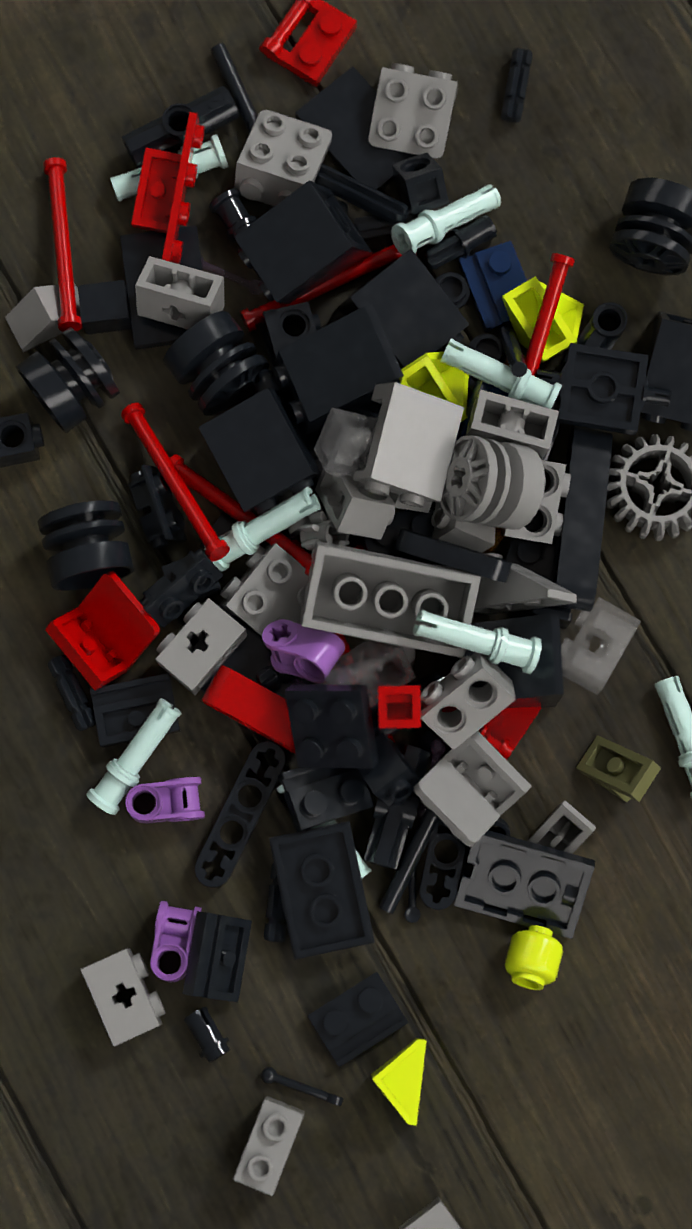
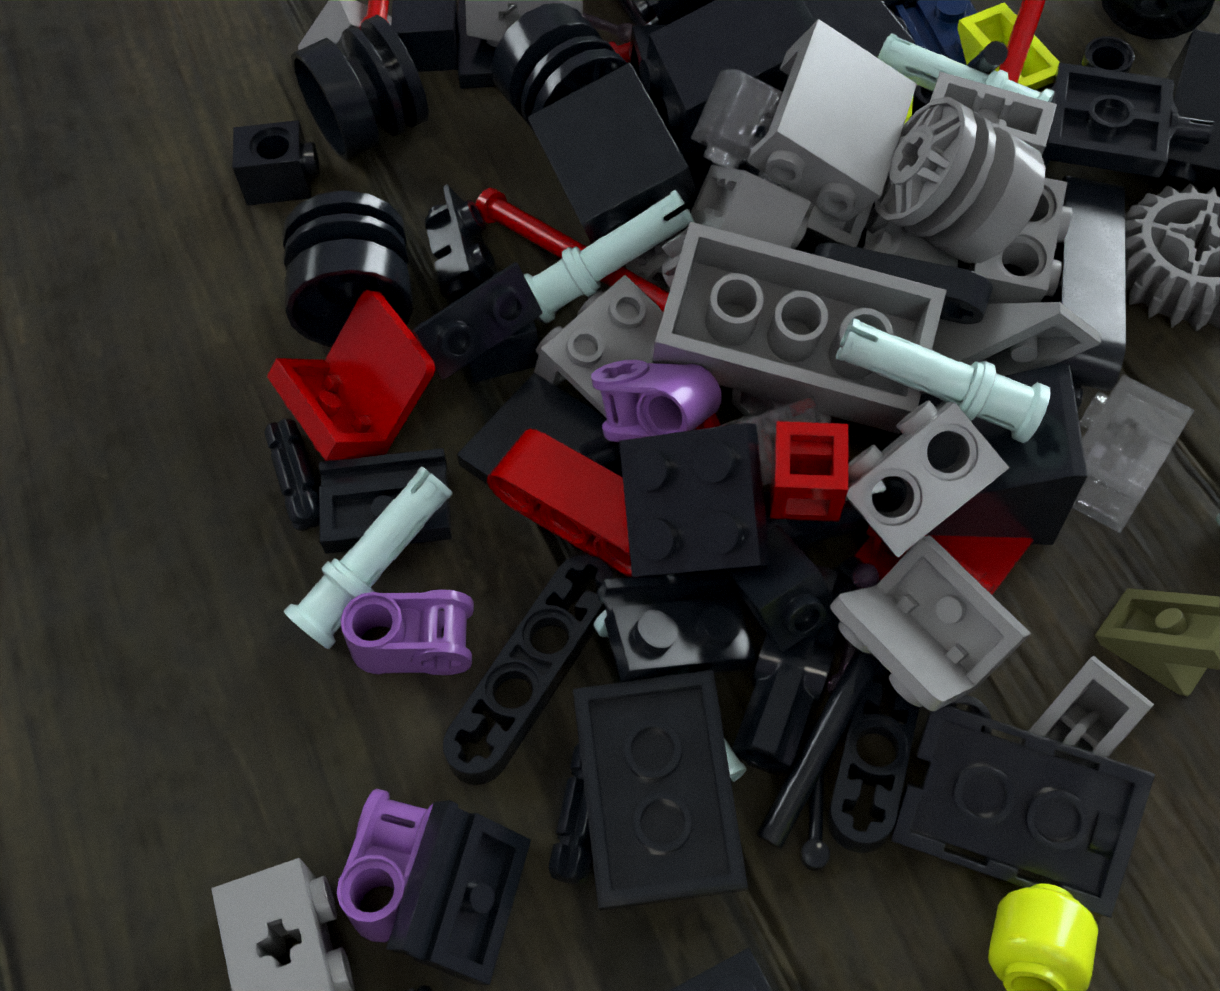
camera: 10 degrees right, 20 degrees down
(215, 548) = (536, 268): red bar -> none
(222, 638) = (494, 405): light grey brick -> none

